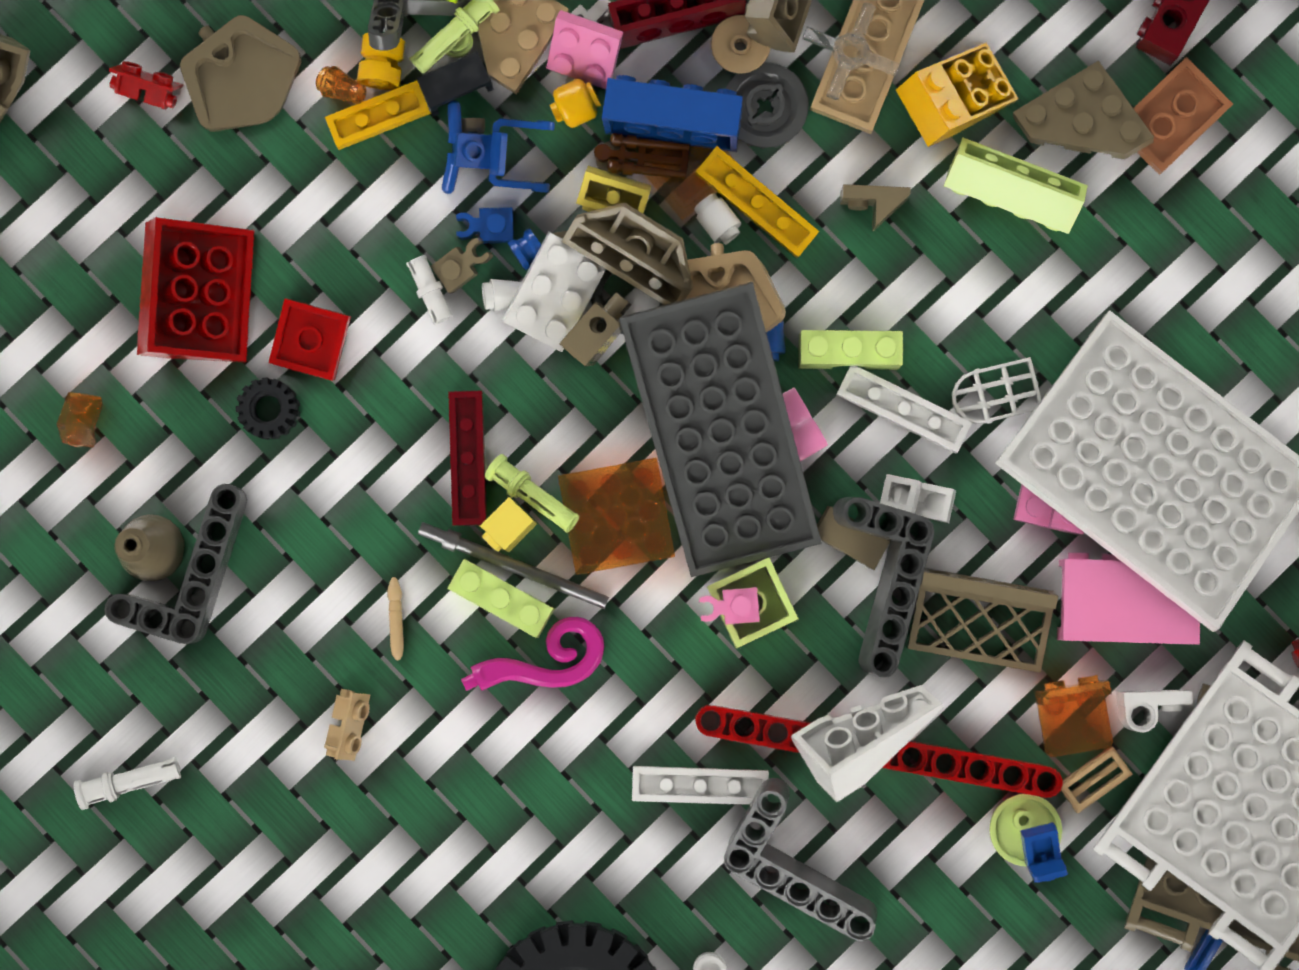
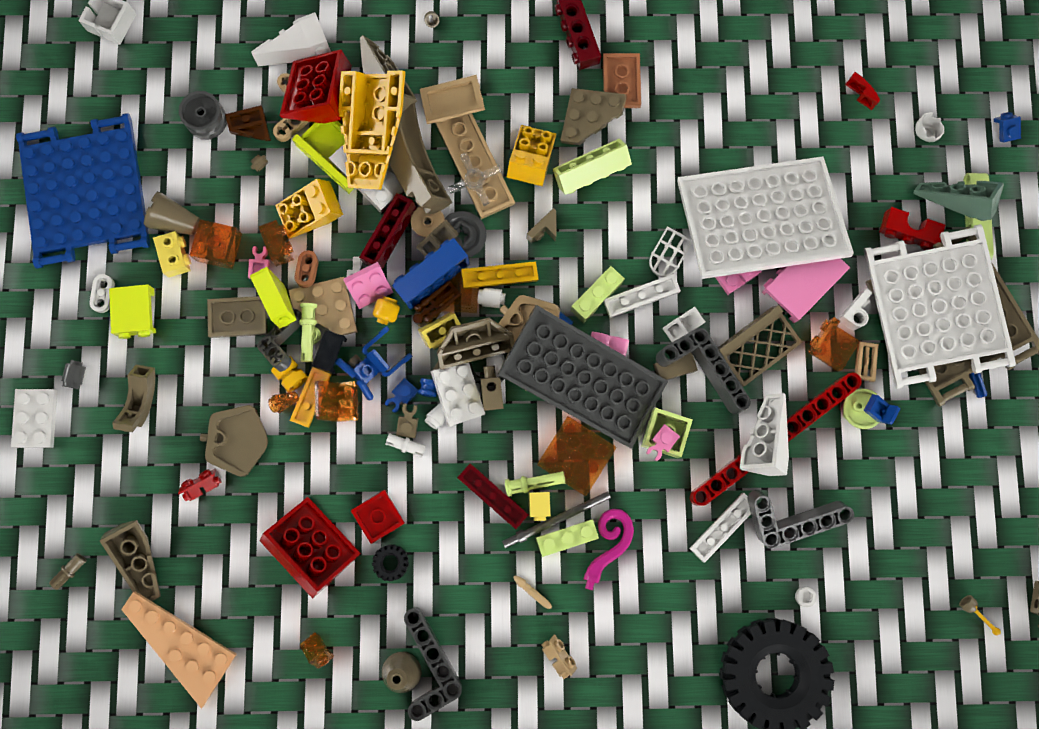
camera: 55 degrees left, 5 degrees down
(401, 150) = (336, 401): none -> clear orange bracket
(741, 78) = (436, 238): none -> dark tan slope

